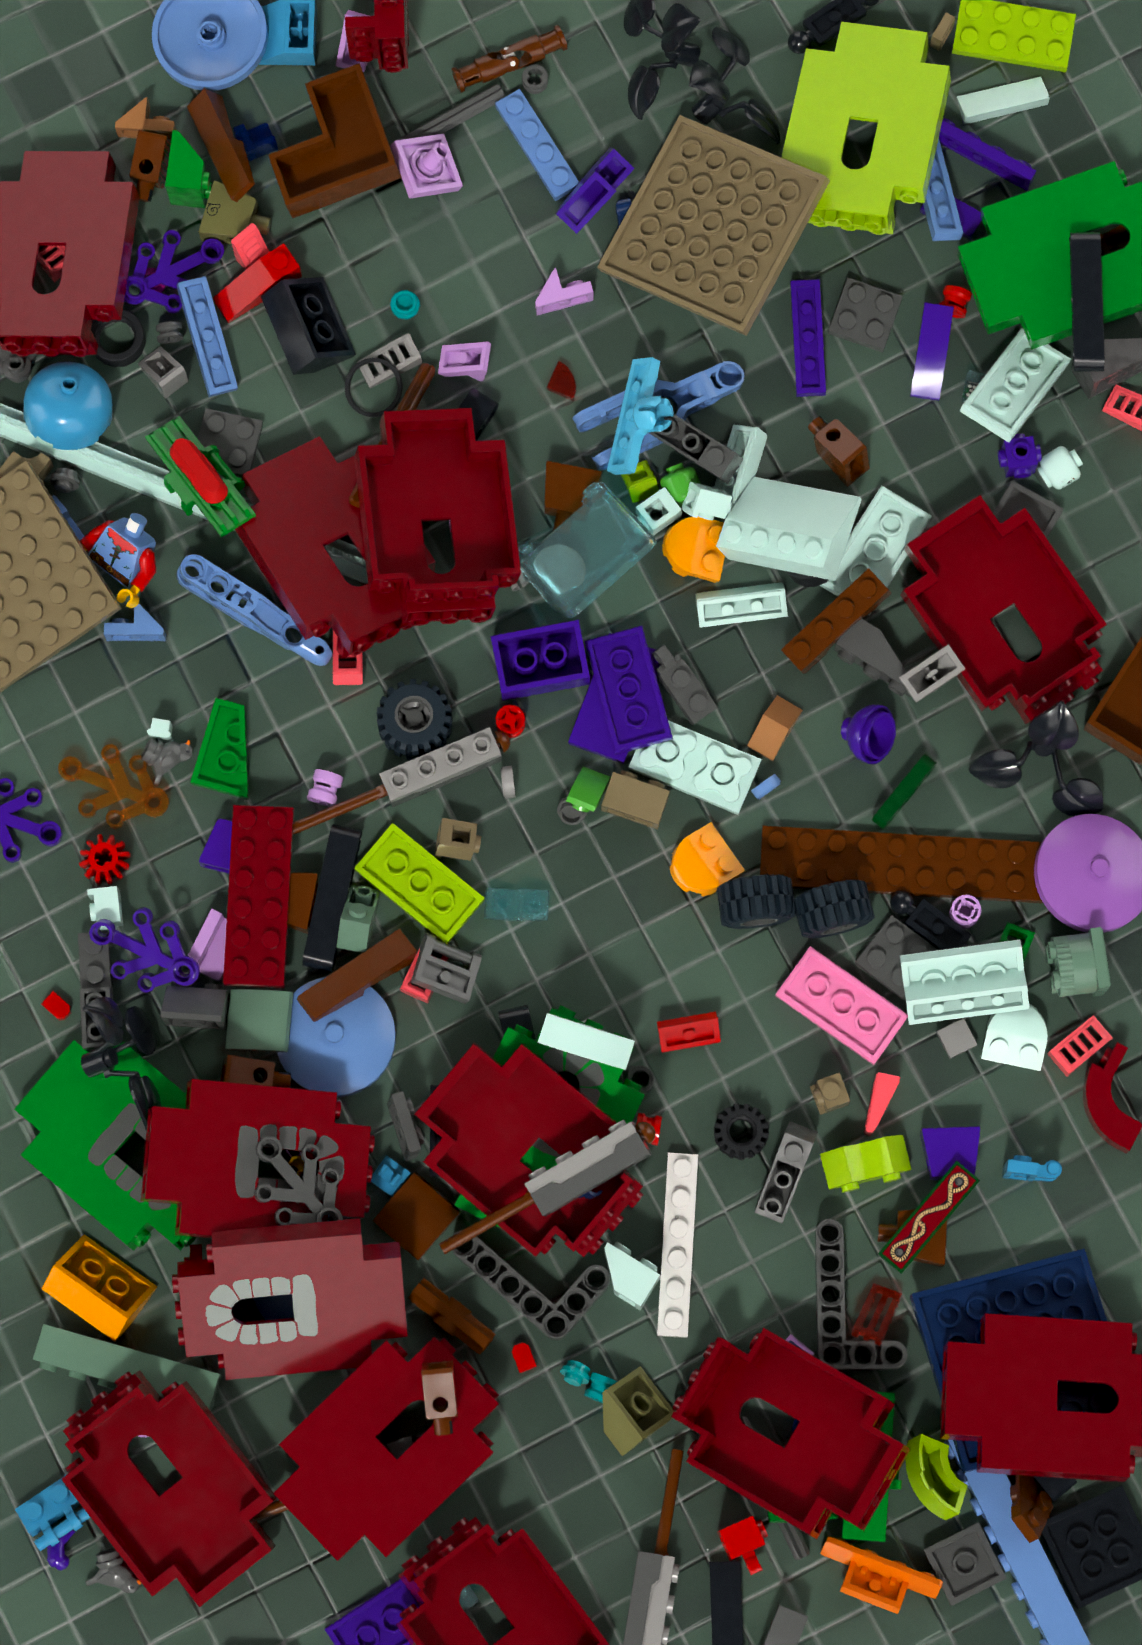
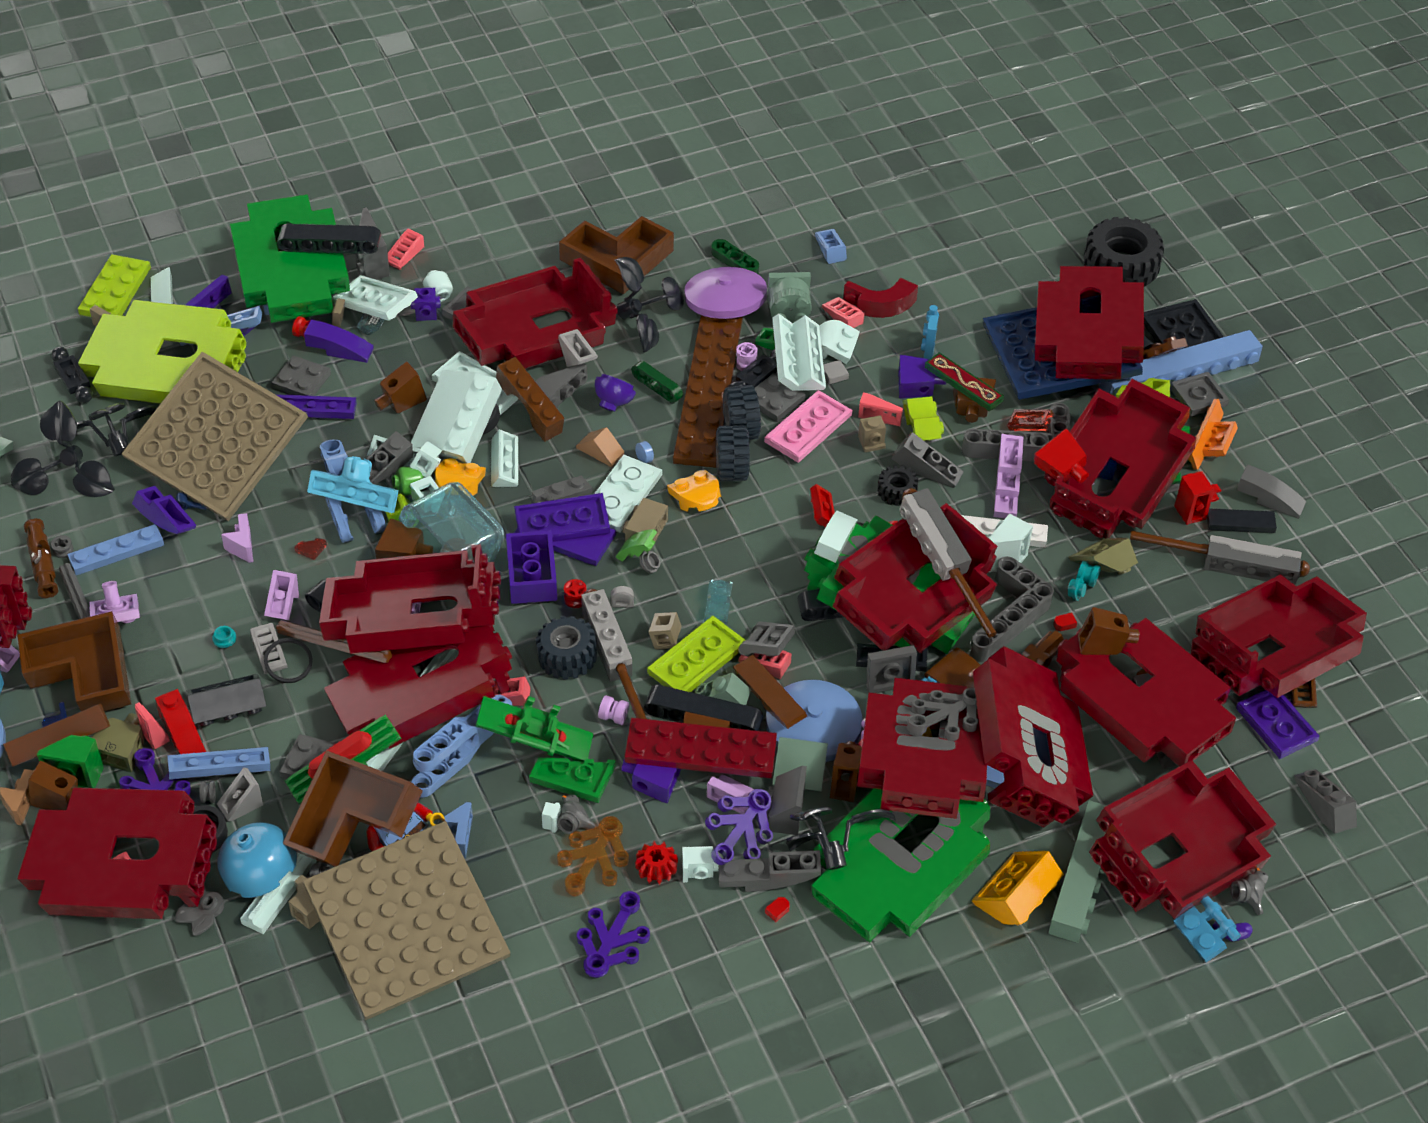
camera: 90 degrees left, 30 degrees down
(122, 491) = (340, 798): none -> reddish brown piece
(281, 694) = (534, 728): none -> green piece
(765, 1282) = (1008, 476): none -> lavender slope
(766, 1350) = (1062, 458): none -> red torso
(989, 341) = (338, 312): none -> dark tan tile

